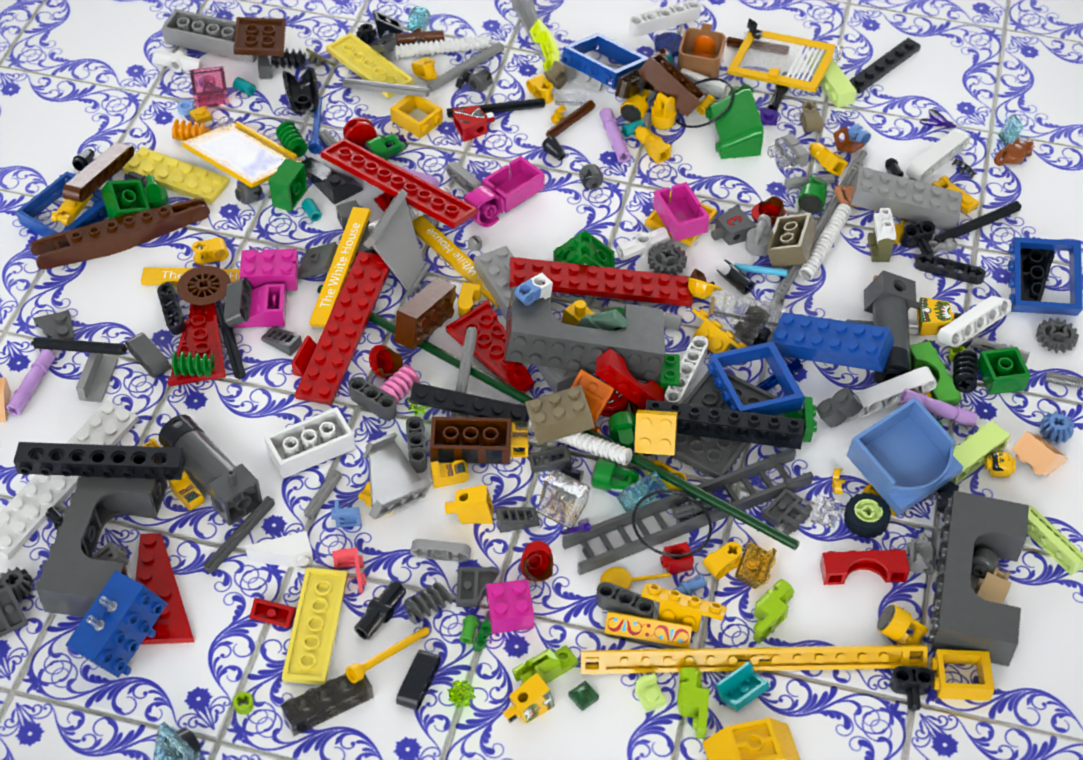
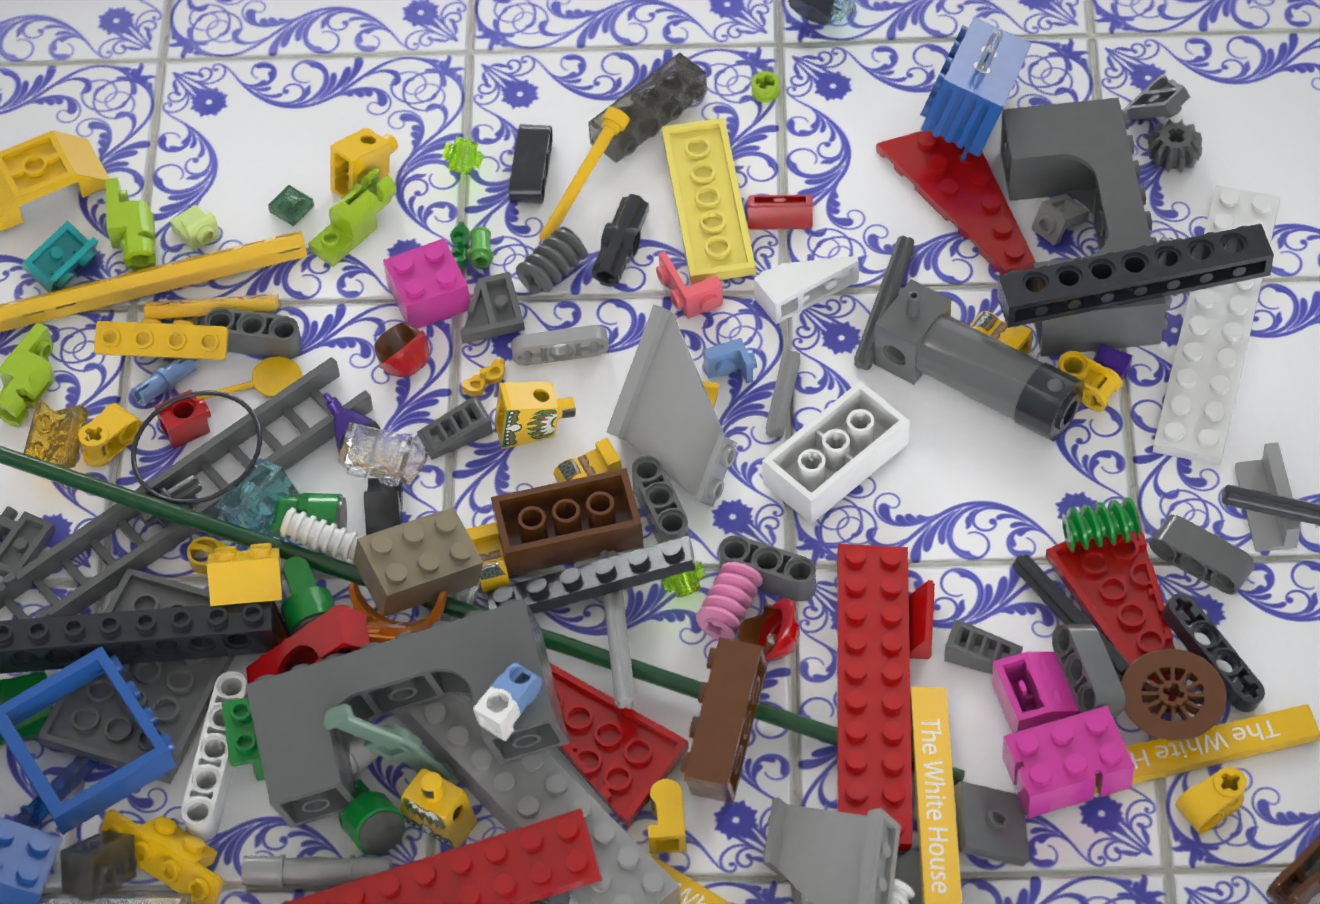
camera: 170 degrees right, 5 degrees up
(494, 546) = (491, 375): none -> yellow piece

